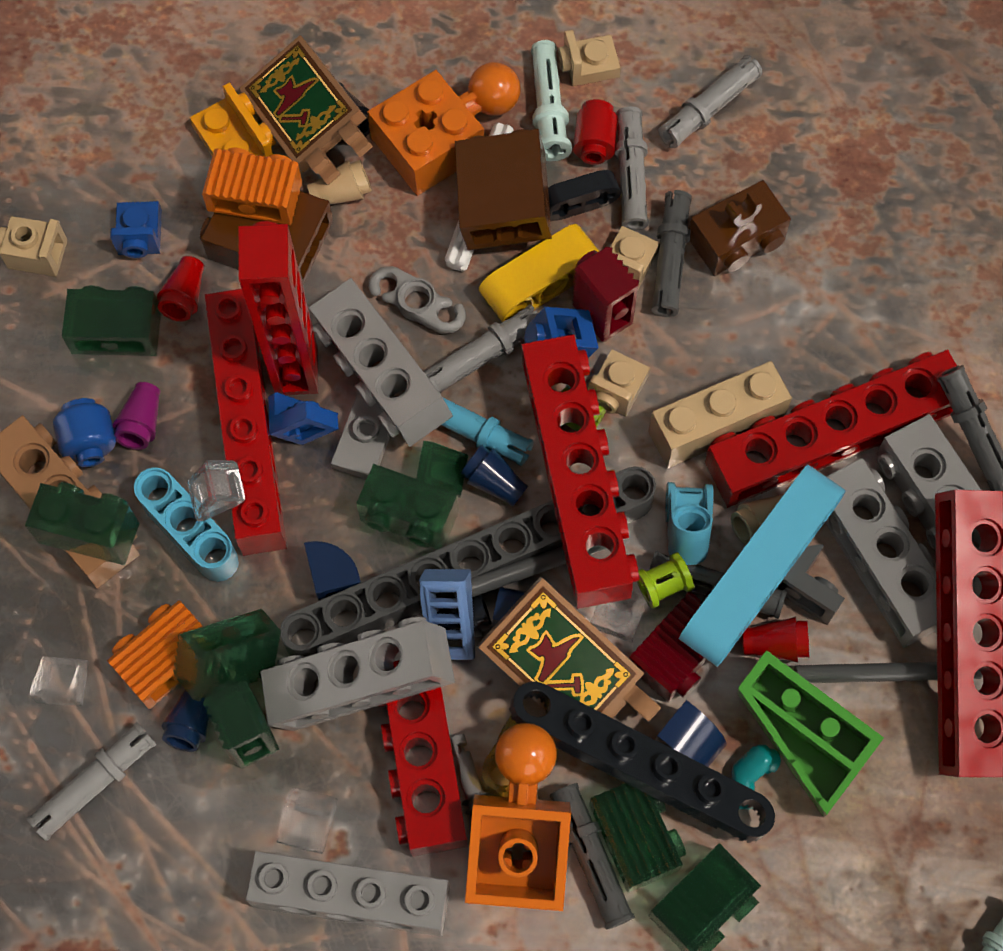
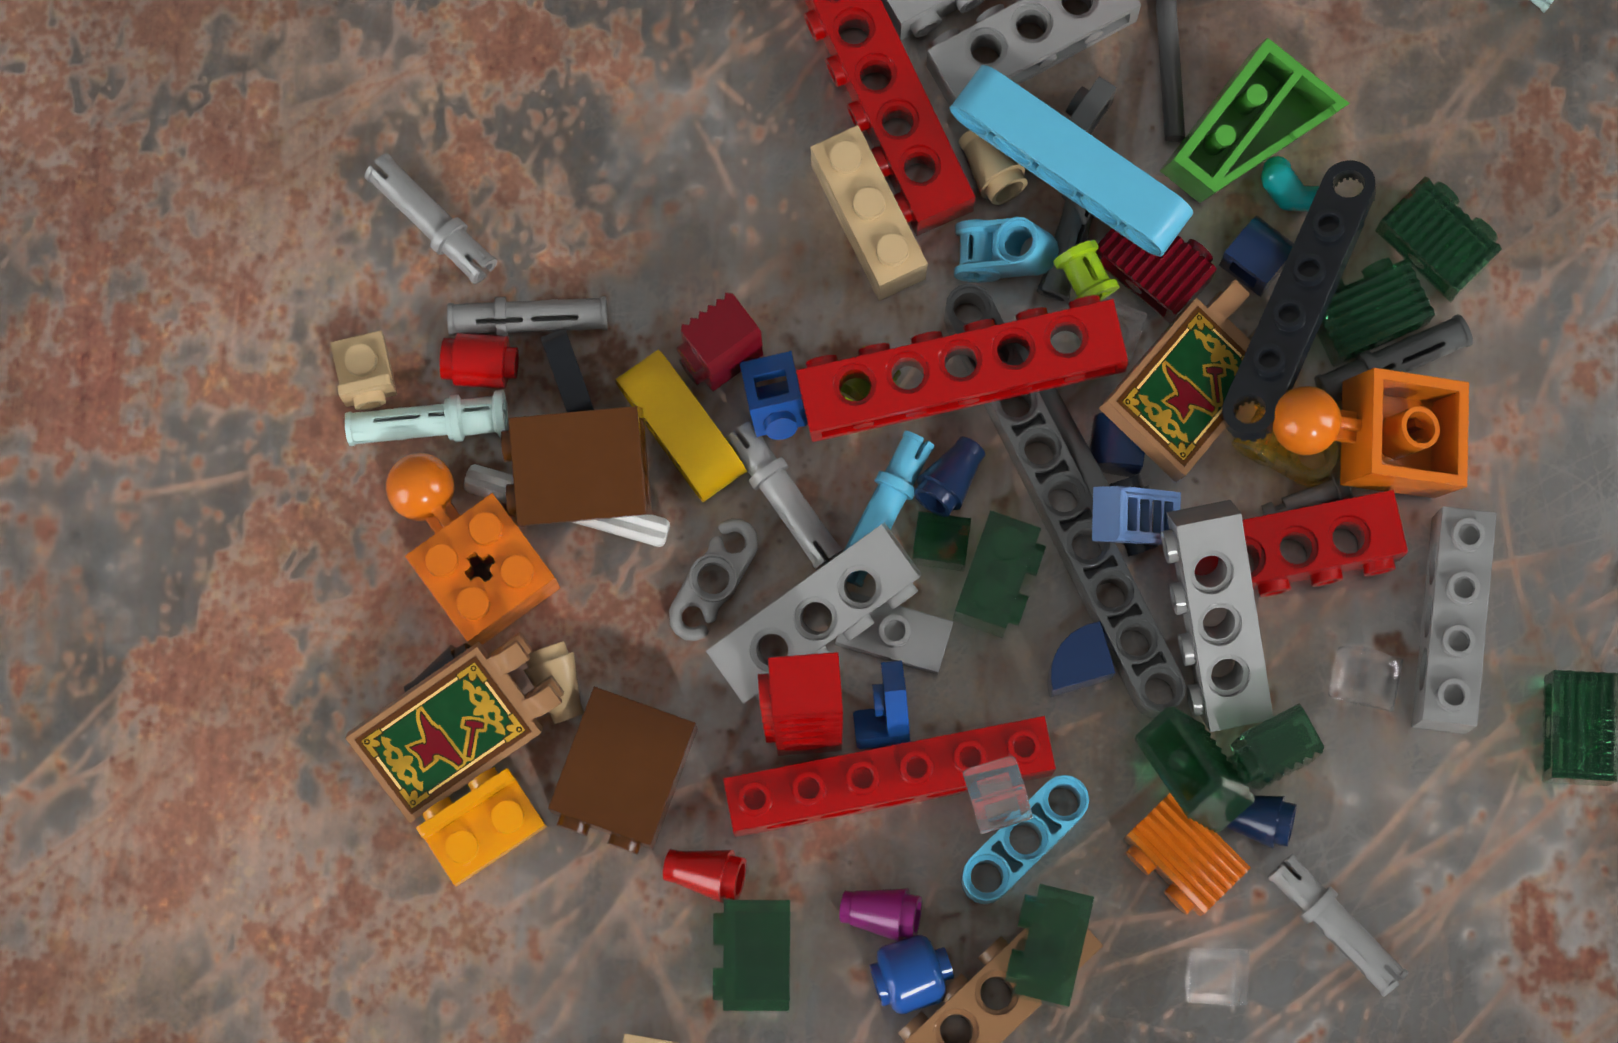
camera: 90 degrees left, 10 degrees up
(137, 229) = (617, 940): blue bracket -> none
(252, 185) = (585, 776): orange brick -> none
(619, 382) = (822, 331): tan bracket -> none
(635, 251) = (651, 320): tan bracket -> none
(673, 240) = (647, 268): dark grey pin -> none
(739, 228) = (616, 185): reddish brown brick -> none
(783, 639) = (1141, 143): red cone -> none

